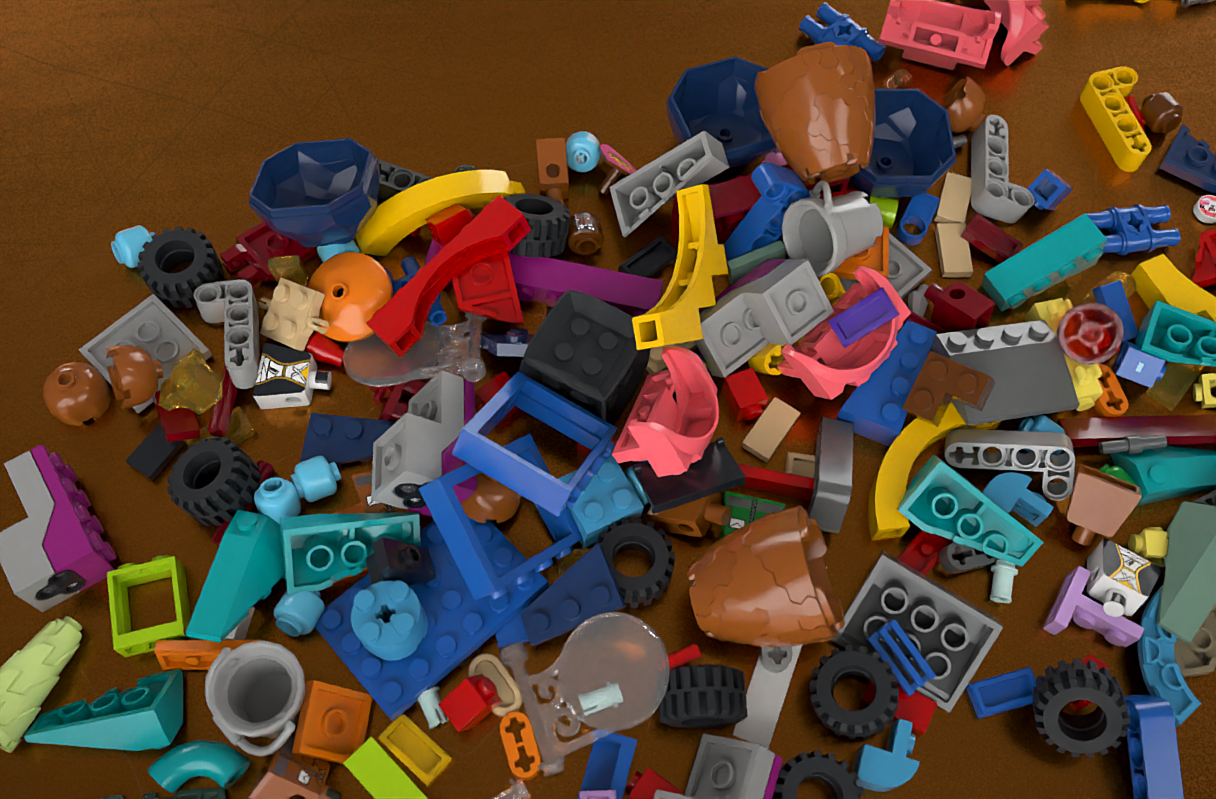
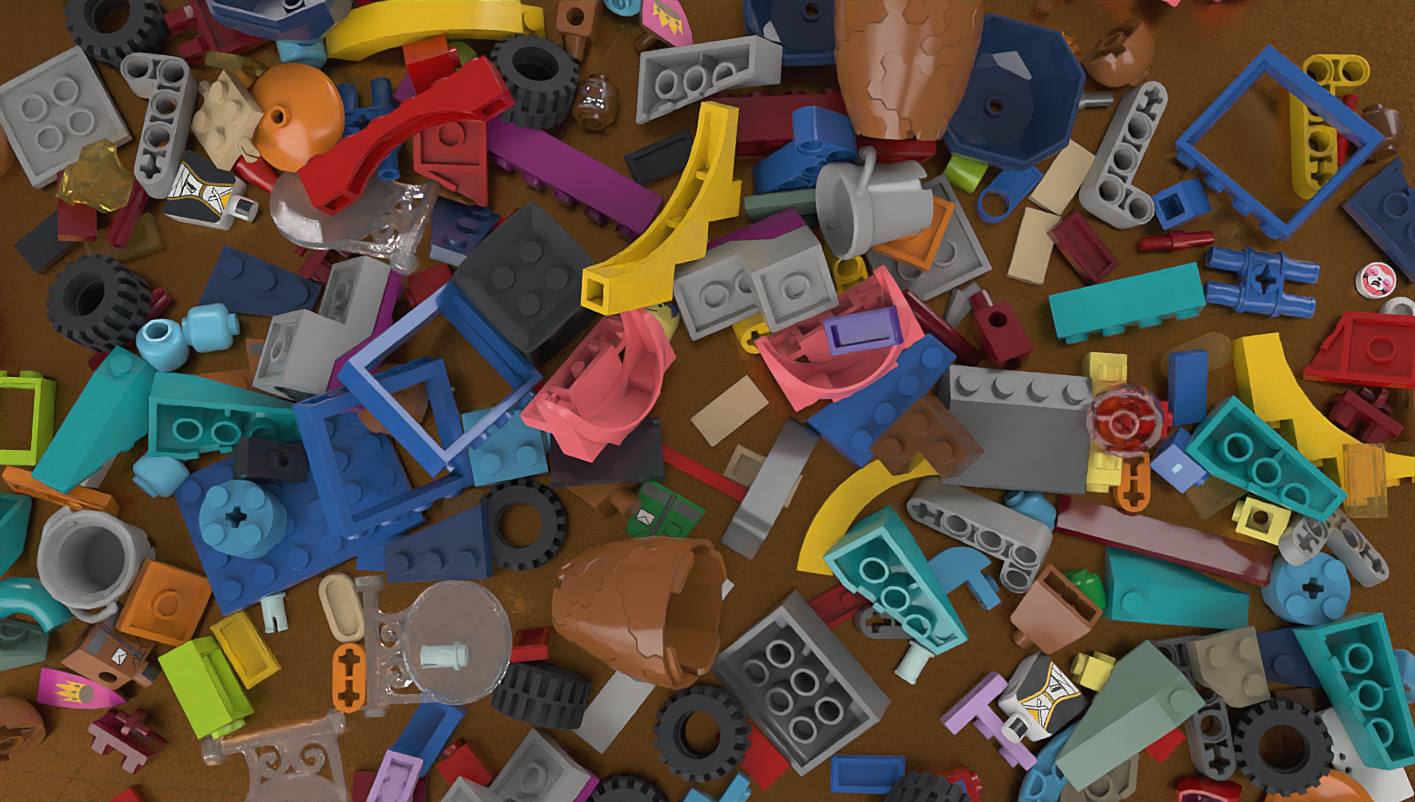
camera: 20 degrees right, 20 degrees up
(133, 374) = (35, 151): dark orange cylinder -> none
(470, 702) = (309, 622): red brick -> none
(744, 394) = (712, 364): red brick -> none
(918, 681) = (774, 739): blue tile -> none
(1055, 219) = (1176, 241): none -> red bar
(1108, 93) = (1313, 96): none -> blue window
(1132, 444) = (1126, 555): dark grey bar -> none

